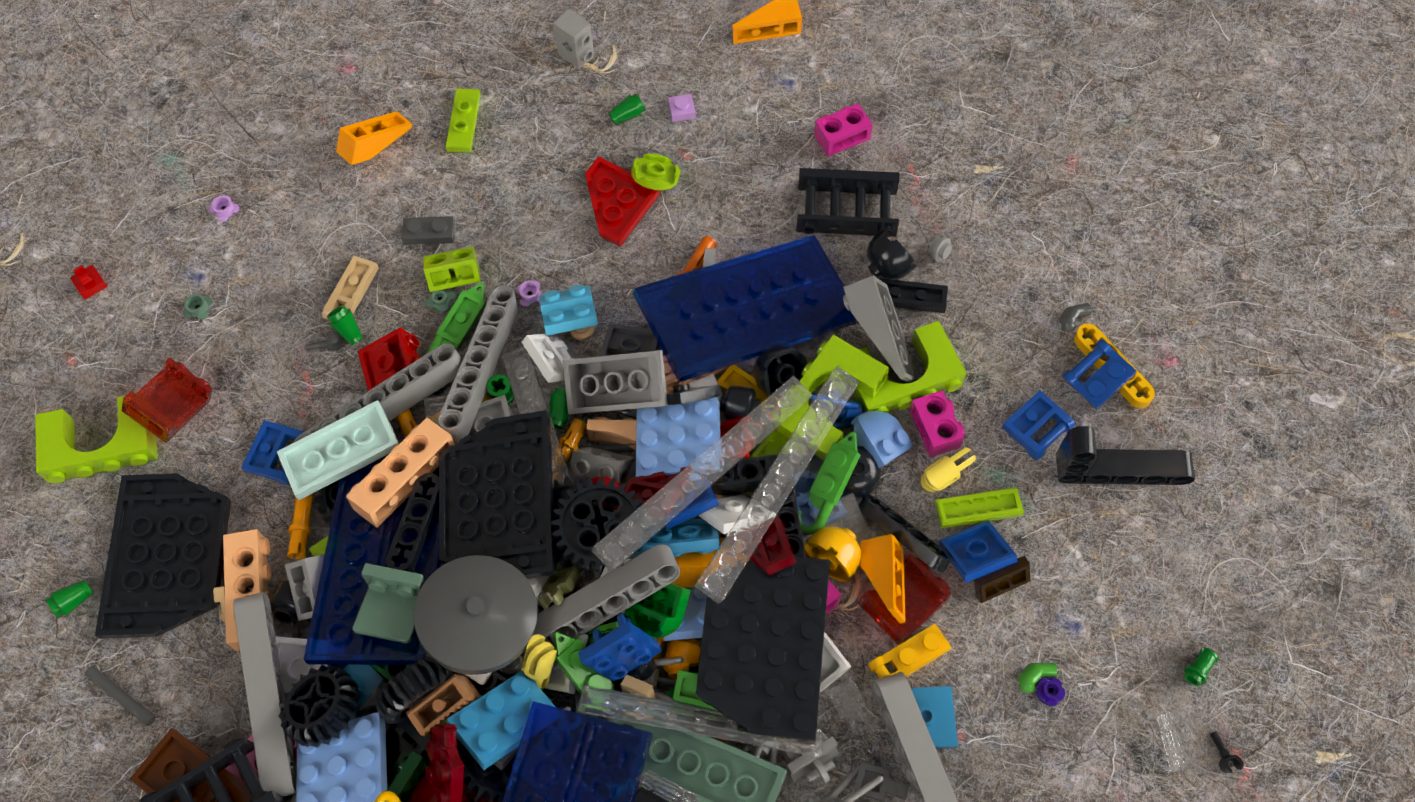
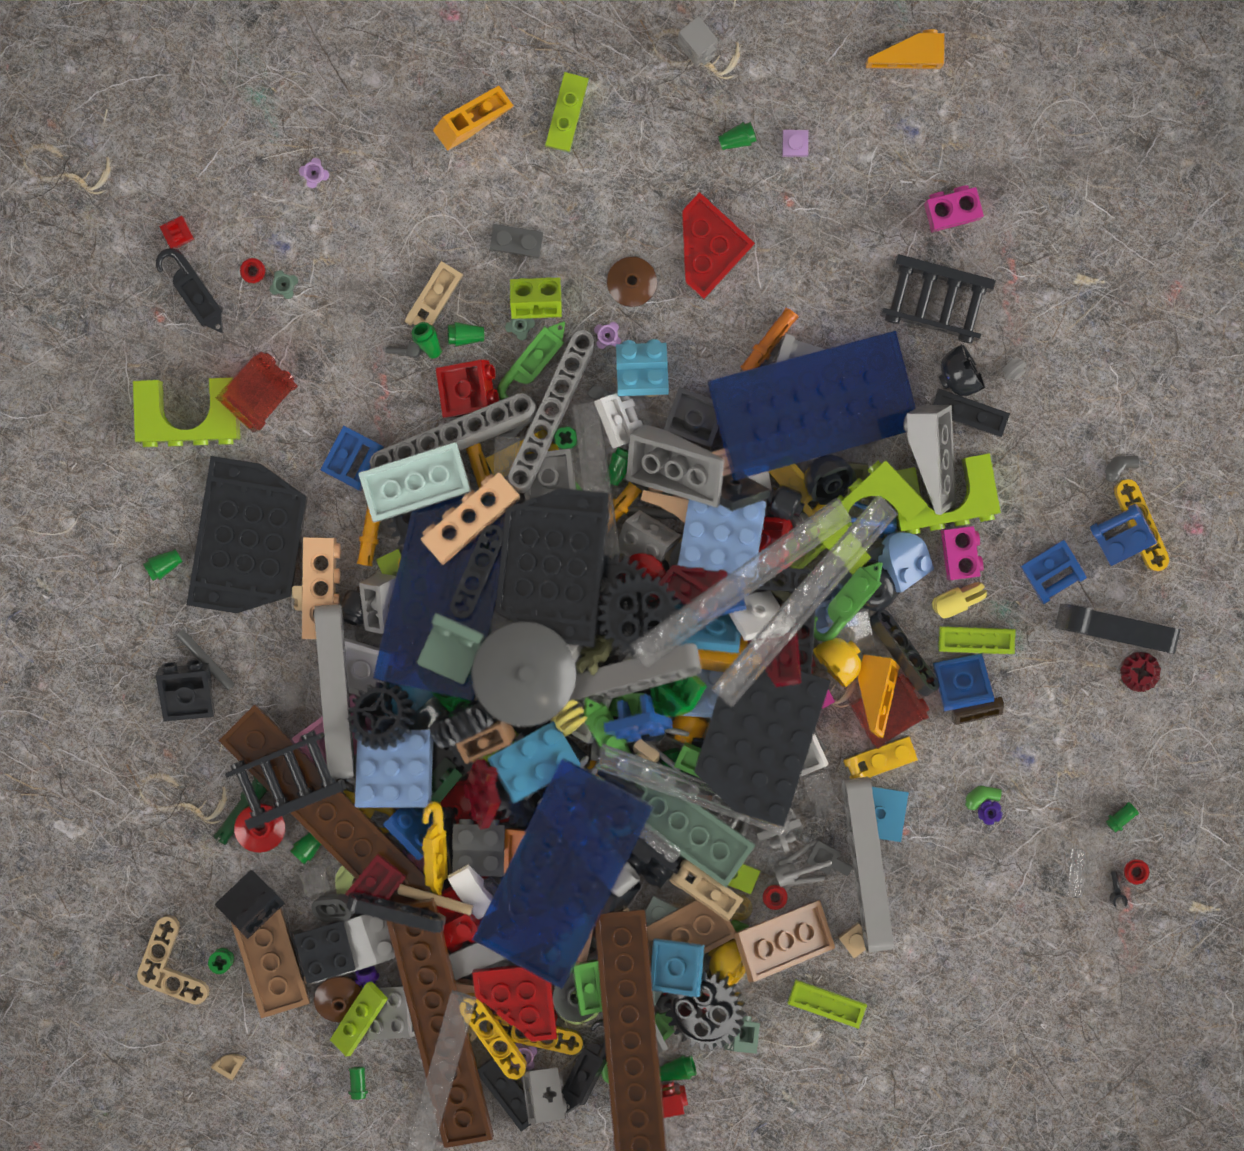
camera: 10 degrees right, 25 degrees up
(93, 733) = (185, 691): none -> black plate
(104, 327) = (193, 290): none -> black plate
(163, 294) = (246, 265): none -> red plate
(384, 316) = (463, 334): none -> green cone
(551, 253) = (628, 294): none -> reddish brown dish
(655, 172) = (753, 222): lime tile -> none
(1156, 516) = (1130, 677): none -> dark red gear
(1245, 721) = (1141, 877): none -> red plate

